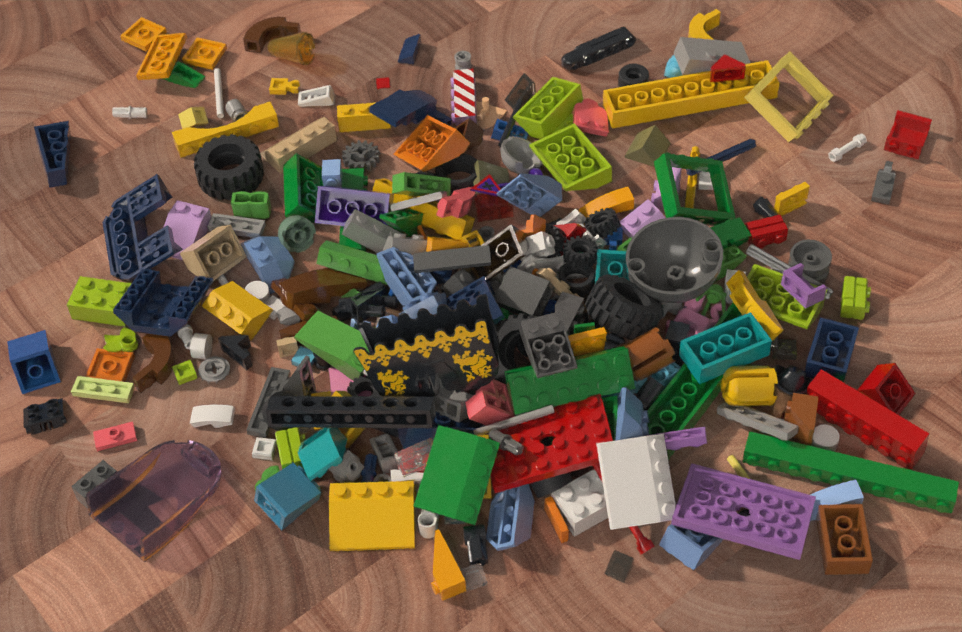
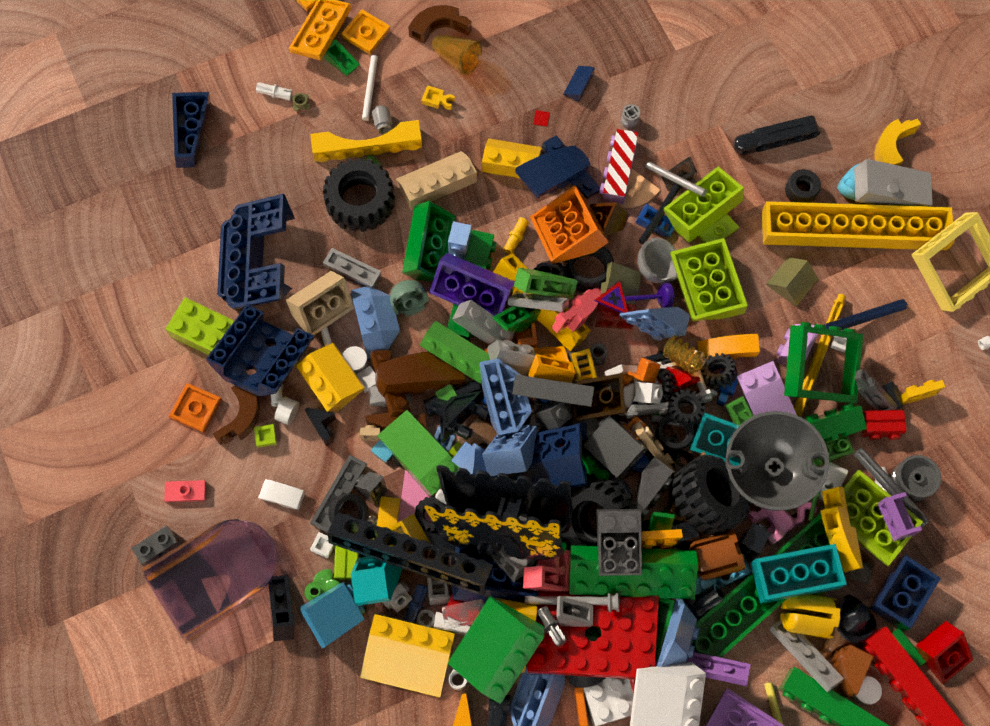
camera: 10 degrees right, 20 degrees up
(33, 362) = (122, 383): blue slope -> none
(45, 412) = (122, 448): black hinge -> none
(103, 389) = (183, 434): yellowish green plate -> none
(124, 342) = (208, 381): lime plate -> none
(156, 115) = (300, 97): none -> olive plate
(187, 223) = (302, 259): lavender slope -> none
(193, 117) = (336, 117): light yellow panel -> none
(206, 368) = (289, 433): light grey gear -> none
(235, 508) = (281, 608): none -> black slope
(251, 205) = (367, 249): bright green brick -> none
(322, 97) = (479, 117): white slope -> none
(361, 155) = (496, 205): dark grey gear -> none
(384, 168) = (516, 235): none -> yellow pin
(517, 94) = (698, 190): none -> light grey bar
(523, 425) = (574, 613): none -> light grey slope
(559, 405) = (613, 602): none -> light grey bush
(565, 212) = (682, 356): none -> clear yellow piece
(590, 118) = (743, 227): coral plate -> none
(727, 69) = (904, 213): red slope -> none
(747, 205) = (873, 392): none -> dark grey hinge
(854, 298) = (948, 531): lime brick -> none

